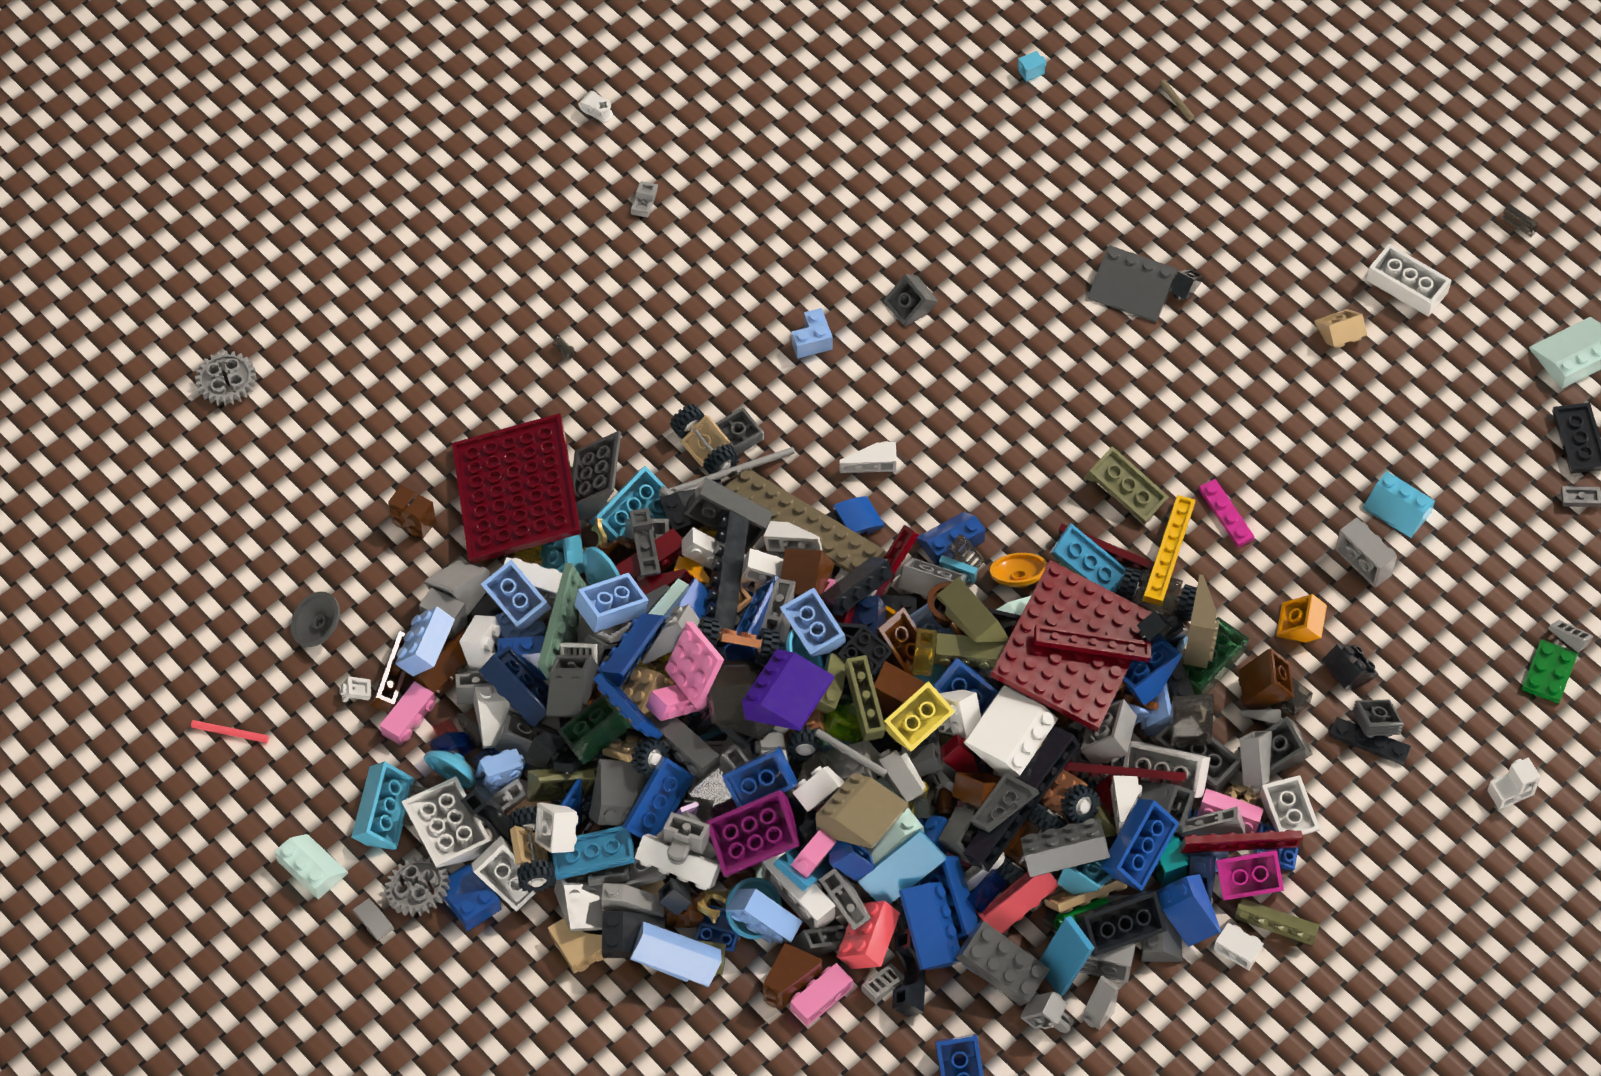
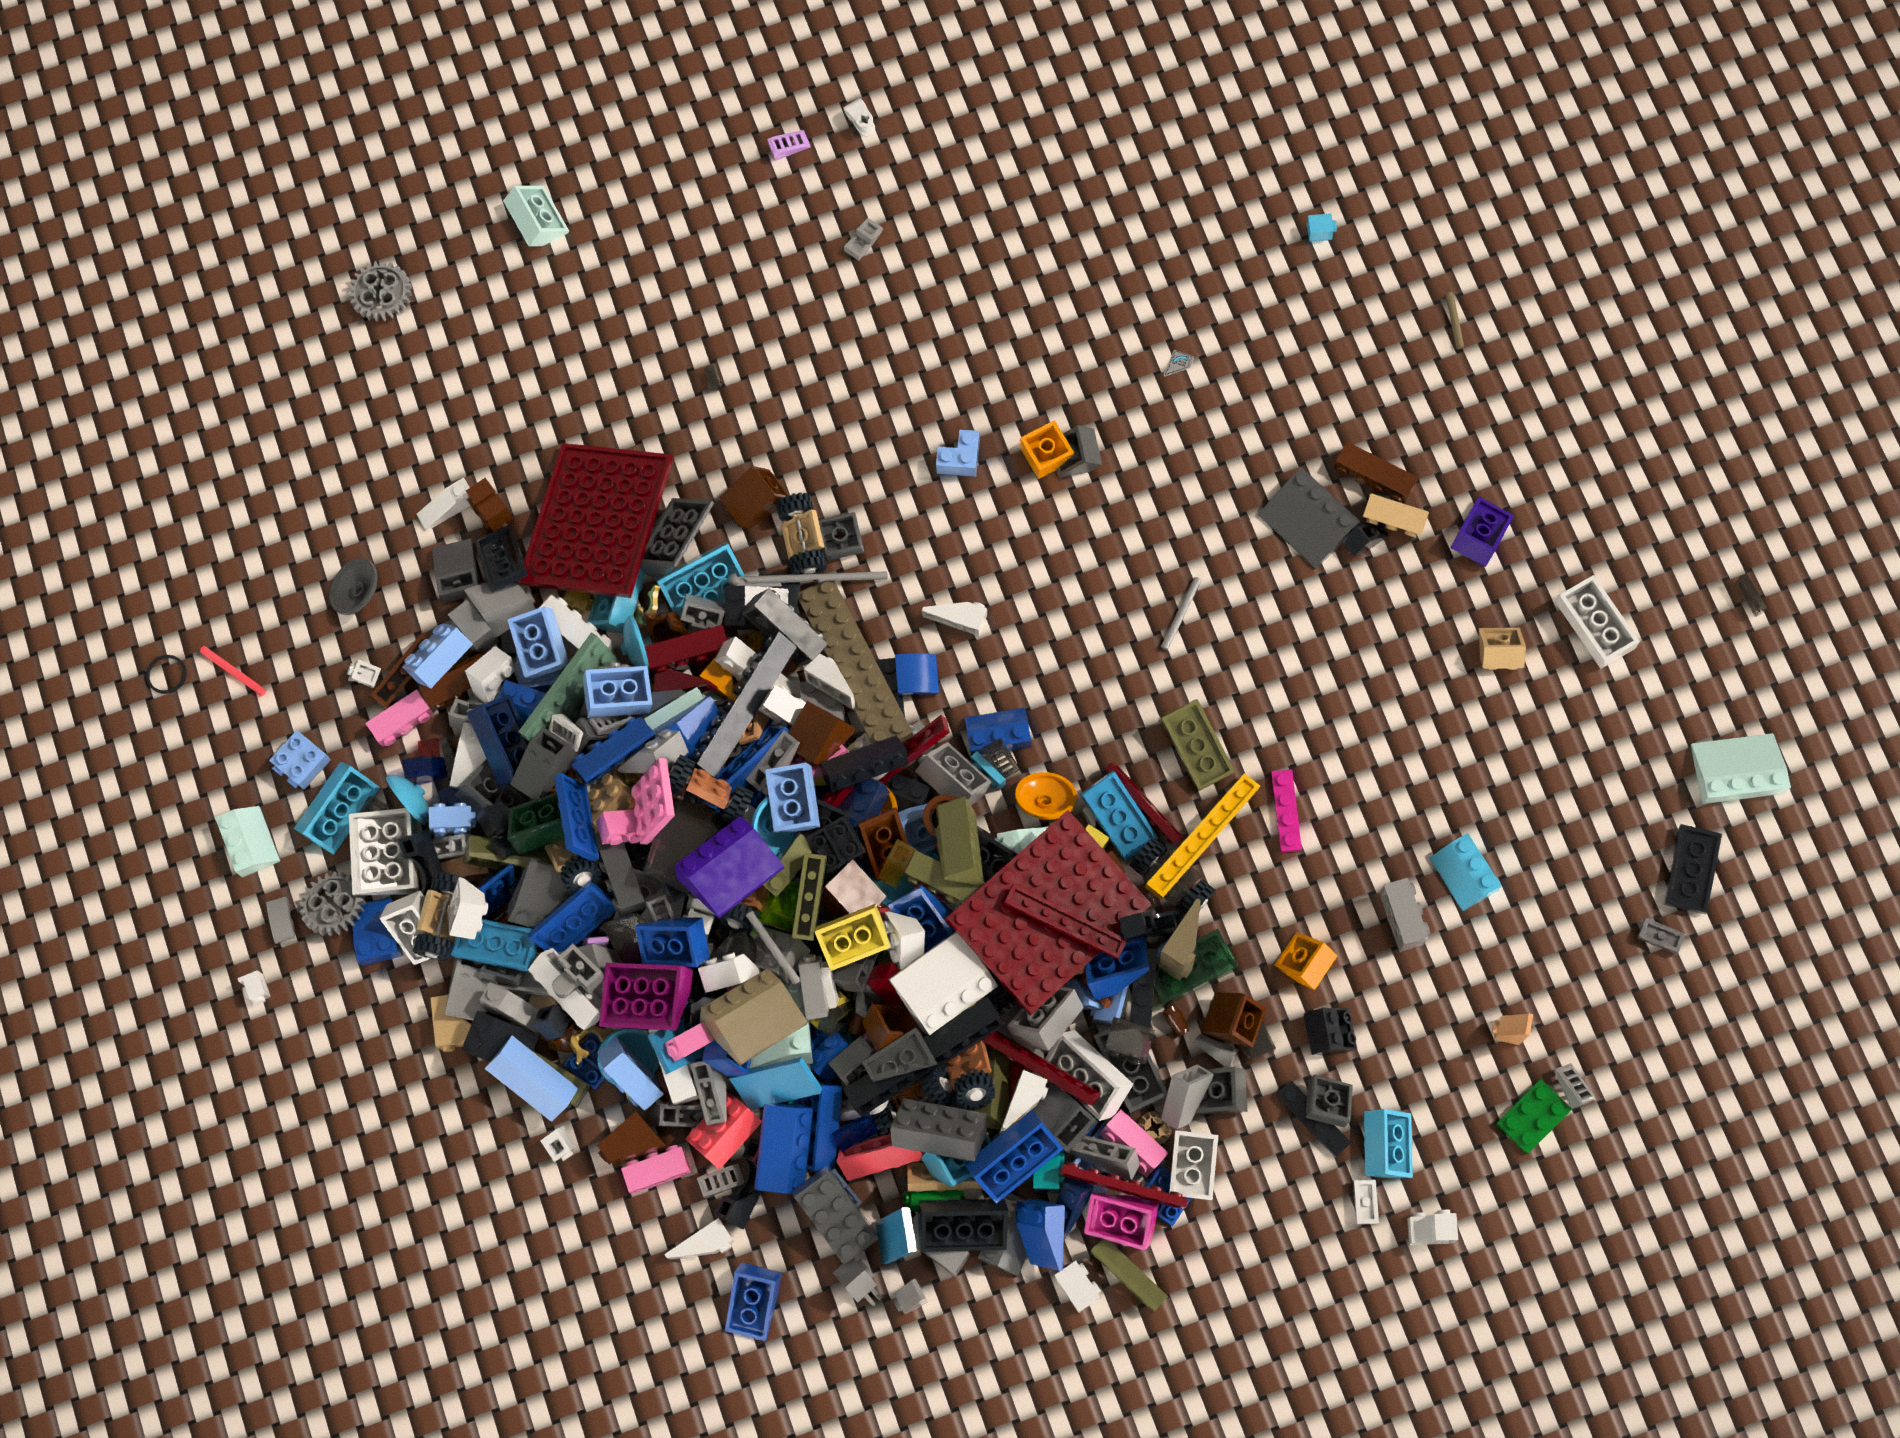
camera: 30 degrees right, 15 degrees up
(161, 742) = (173, 689): none -> black piece
(330, 779) = (299, 760): none -> light blue brick
(340, 273) = (535, 215): none -> light aqua slope
(370, 525) = (445, 505): none -> white slope
(375, 983) = (255, 987): none -> white brick
(403, 576) = (455, 569): none -> dark grey slope
(443, 547) = (501, 558): none -> black plate
(538, 156) = (774, 141): none -> lavender slope
(645, 542) = (686, 634): dark grey slope -> none
(646, 427) = (753, 497): none -> reddish brown slope
(715, 1006) = (553, 1146): none -> white brick
(884, 304) = (1045, 449): none -> light orange slope
(895, 1036) = (707, 1241): none -> white slope
(962, 206) = (1178, 362): none -> light grey sticker
(1061, 393) = (1181, 613): none -> light grey bar
(1170, 232) = (1375, 473): none -> reddish brown brick
(1204, 254) = (1395, 515): none -> tan slope
(1219, 707) = (1175, 1019): none -> reddish brown cone
(1280, 247) = (1482, 531): none -> dark purple slope
(1441, 735) = (1388, 1144): none -> medium azure slope
(1447, 787) = (1366, 1202): none -> white plate
(1500, 604) = (1512, 1028): none -> light nougat slope

